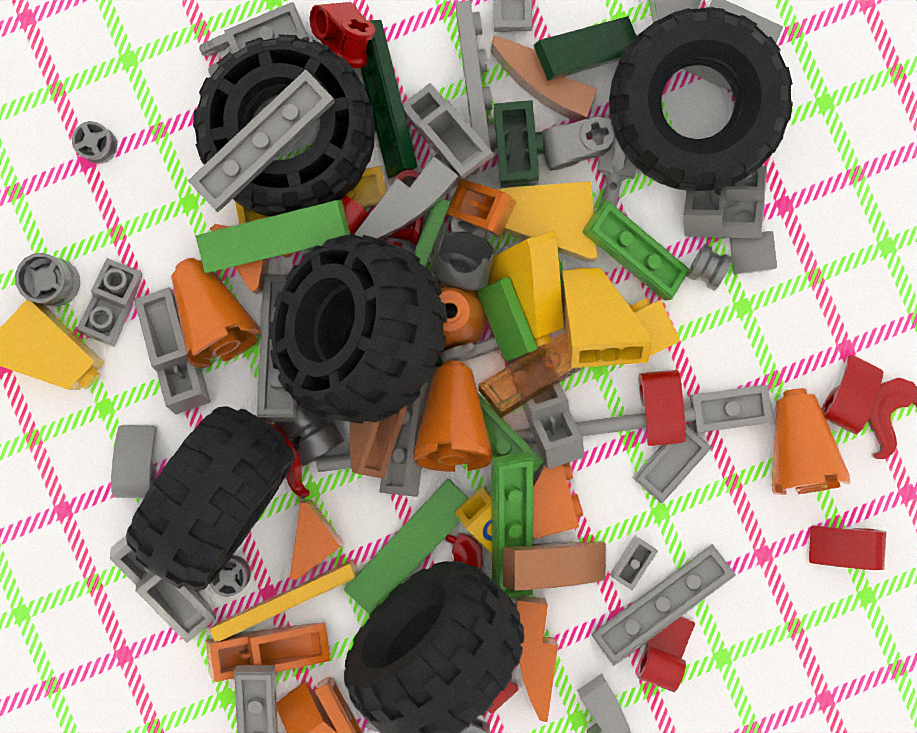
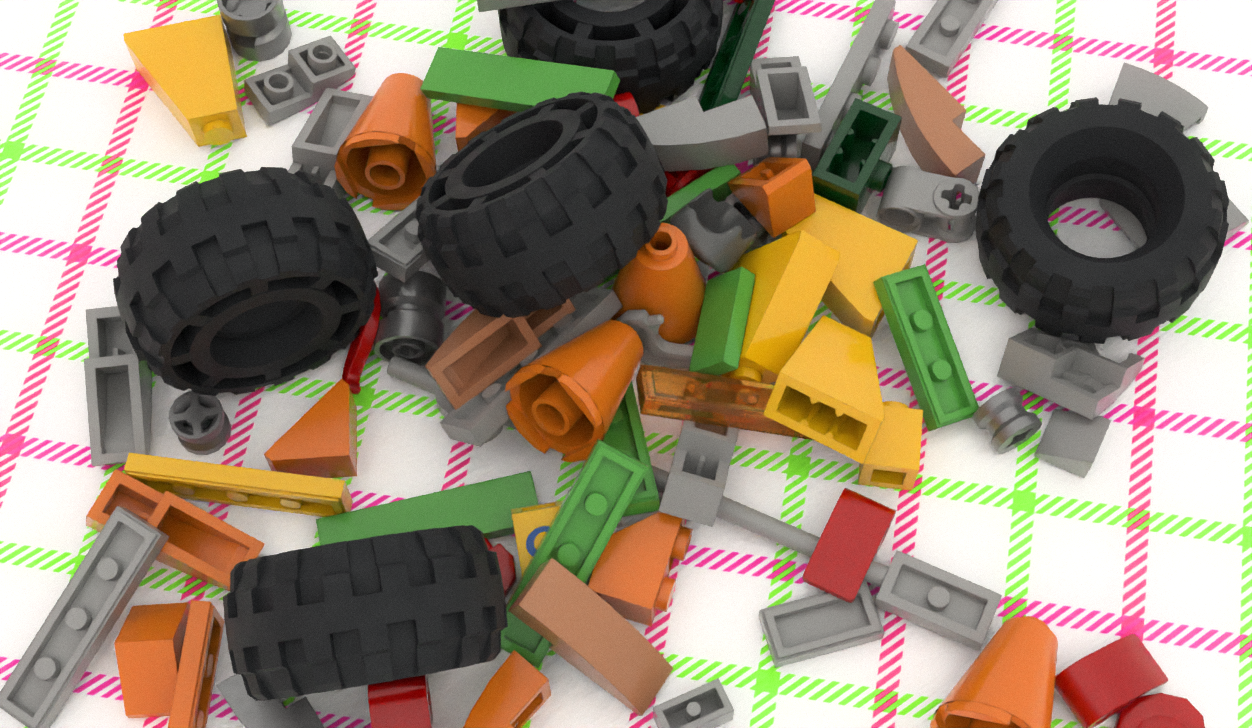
camera: 30 degrees right, 25 degrees down
(584, 48) = (981, 101): dark green tile -> none
(613, 180) = (948, 271): light grey bar -> none

